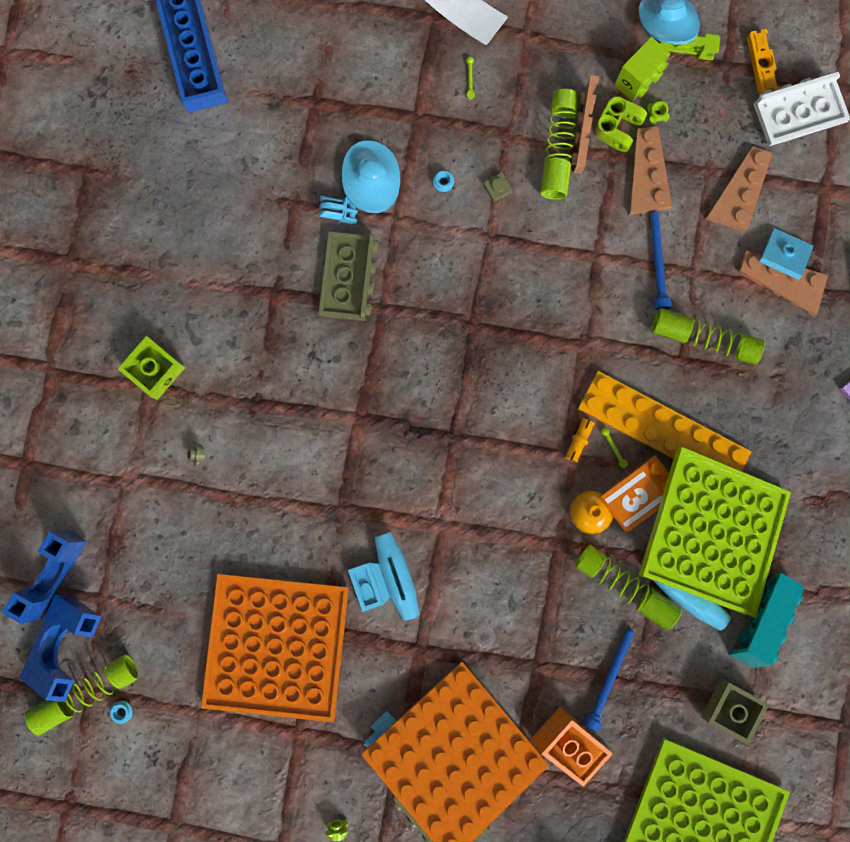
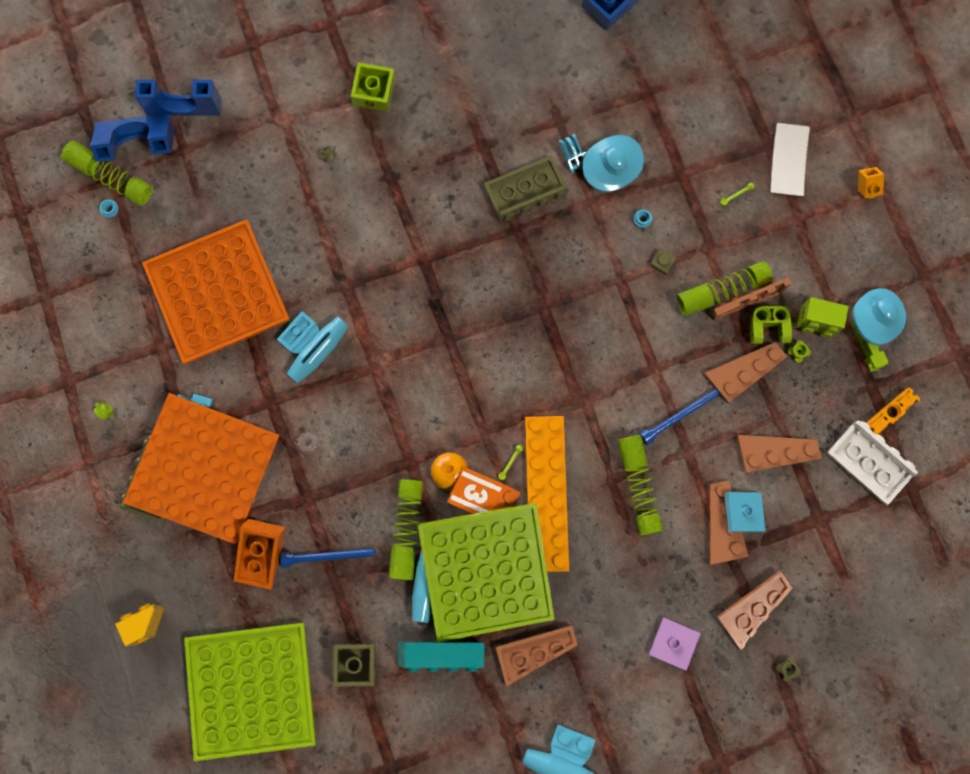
camera: 60 degrees right, 5 degrees down
(579, 440) = (501, 431): light orange pin -> none
(810, 530) = (528, 654): none -> nougat wing

